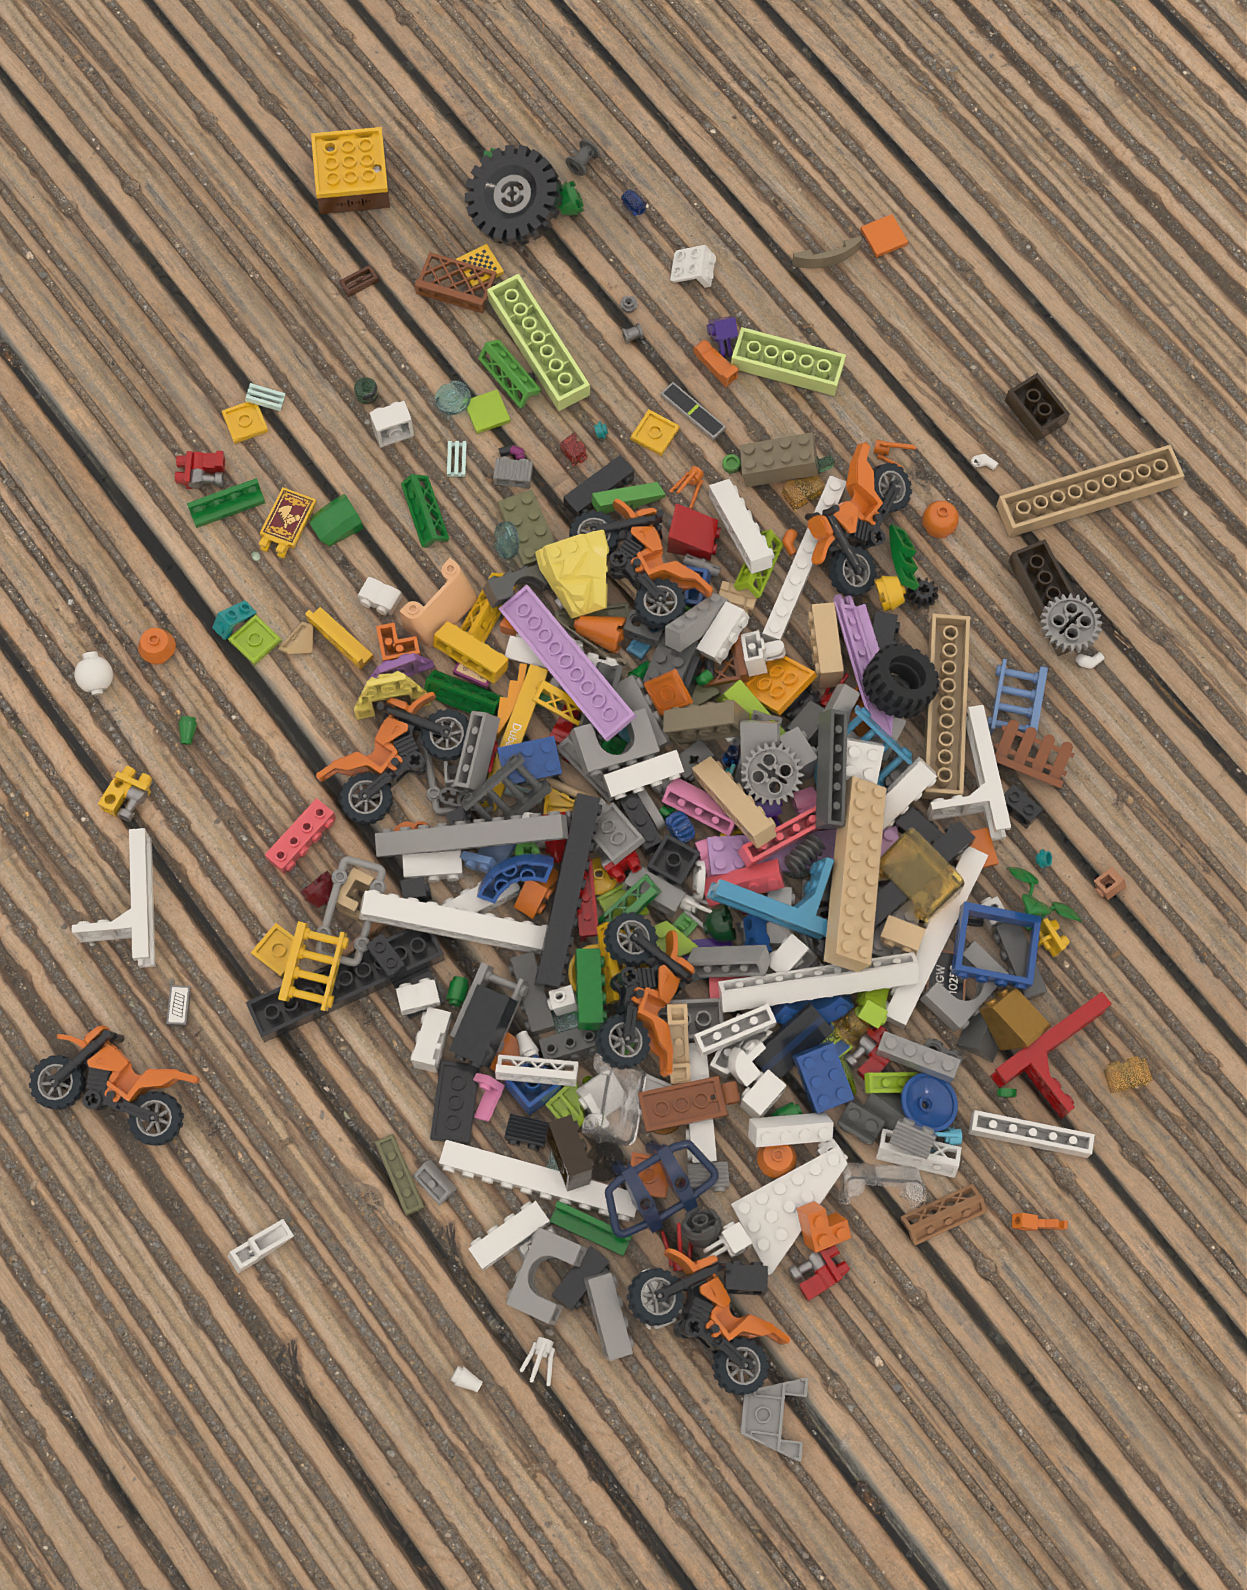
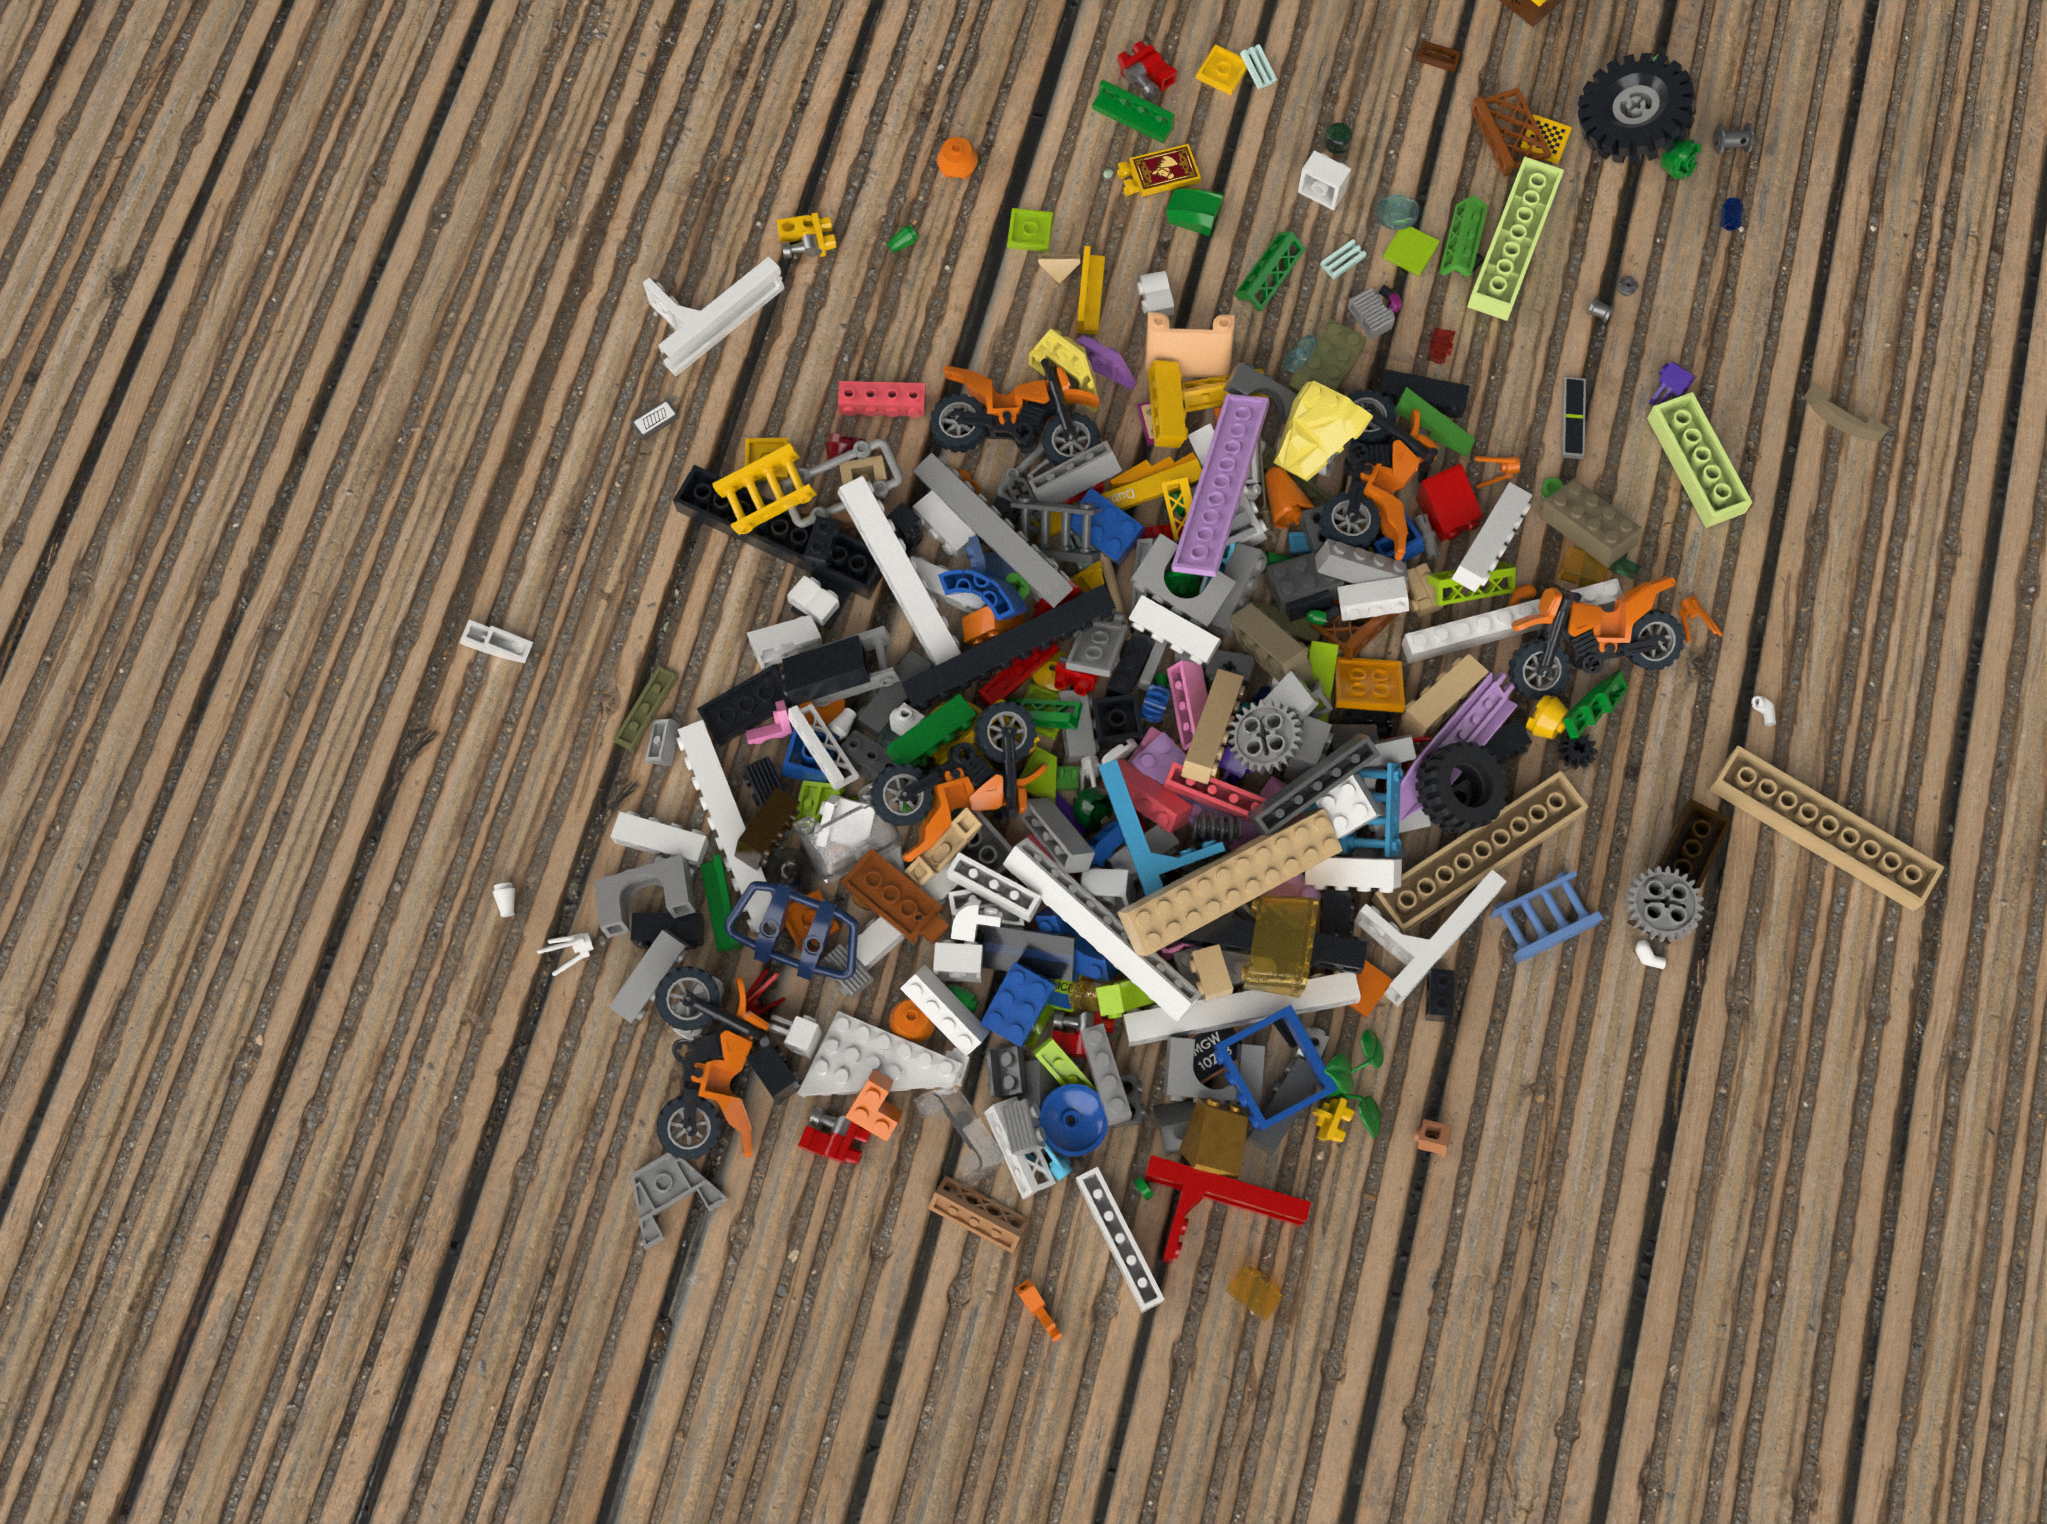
camera: 55 degrees right, 0 degrees up
(93, 673) = (888, 129): white brick -> none
(113, 1084) = (540, 418): piece -> none
(231, 616) = (1035, 194): teal bracket -> none
(391, 646) = (1119, 336): orange brick -> none
(457, 991) = (847, 628): green brick -> none
(461, 696) = (1121, 429): green fence -> none
(601, 430) = (1480, 354): teal plate -> none
(655, 432) = (1521, 402): yellow tile -> none
(668, 691) = (1273, 593): orange tile -> none
(693, 264) = (1720, 310): white bracket -> none
(701, 1227) = (792, 997): dark grey cone -> none
(716, 363) = (1639, 401): orange leg -> none
(758, 653) = (1383, 644): white brick -> none
(884, 235) = (1913, 451): orange tile -> none
(940, 519) = (1668, 712): orange cylinder -> none
(1037, 407) = (1866, 715): dark brown brick -> none
(1039, 762) = (1499, 981): dark orange fence -> none
(1044, 858) = (1407, 1056): teal plate -> none

